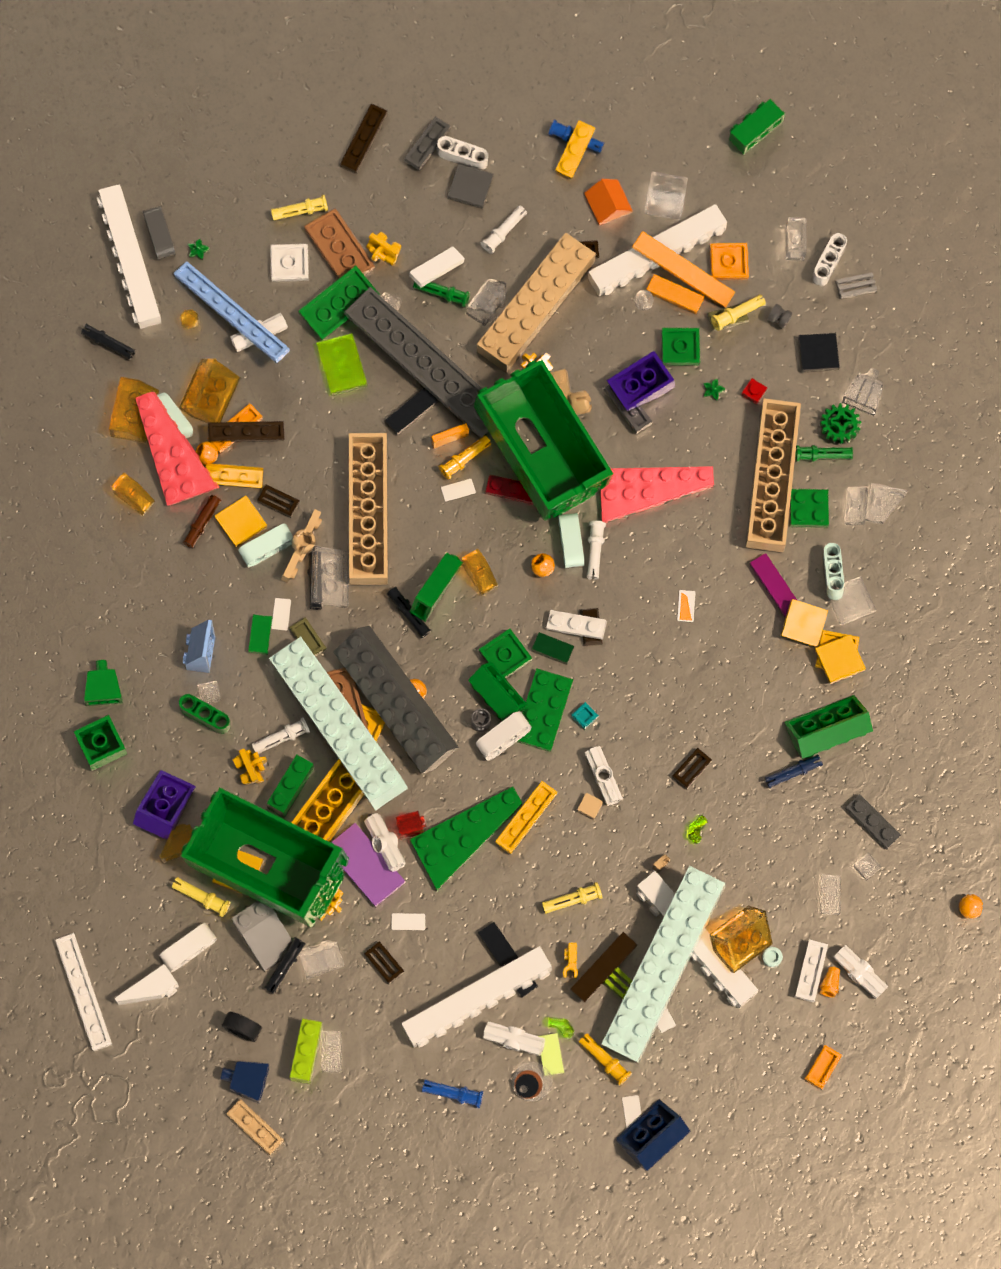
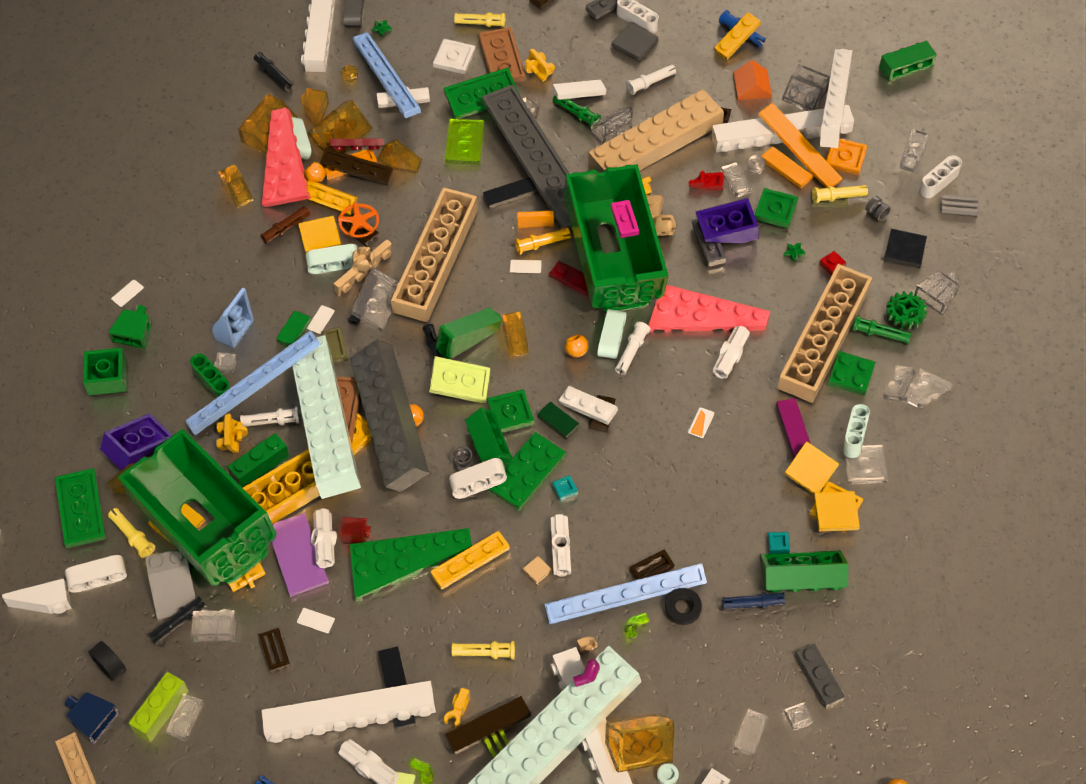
camera: 25 degrees right, 15 degrees down
(75, 647) = (127, 293): none -> white sticker
(141, 888) = (80, 508): none -> green plate
(170, 371) = (315, 104): none -> clear yellow slope
(236, 407) = (356, 144): none -> dark red plate
(252, 709) = (252, 382): none -> light blue tile
(275, 494) = (358, 220): none -> orange wheel
(285, 406) = (399, 157): none -> clear yellow slope
(445, 638) = (459, 380): none -> yellowish green tile
(552, 427) = (624, 219): none -> dark pink plate
(604, 334) = (708, 181): none -> red slope
(630, 323) = (736, 179): none -> clear plate
(677, 802) = (624, 593): none -> light blue tile
(683, 899) = (589, 675): none -> magenta arm
(690, 523) = (731, 352): none -> white piece
(703, 203) = (836, 98): none -> white brick
(741, 788) = (683, 594): none -> black tyre
(796, 705) = (778, 542): none -> teal tile

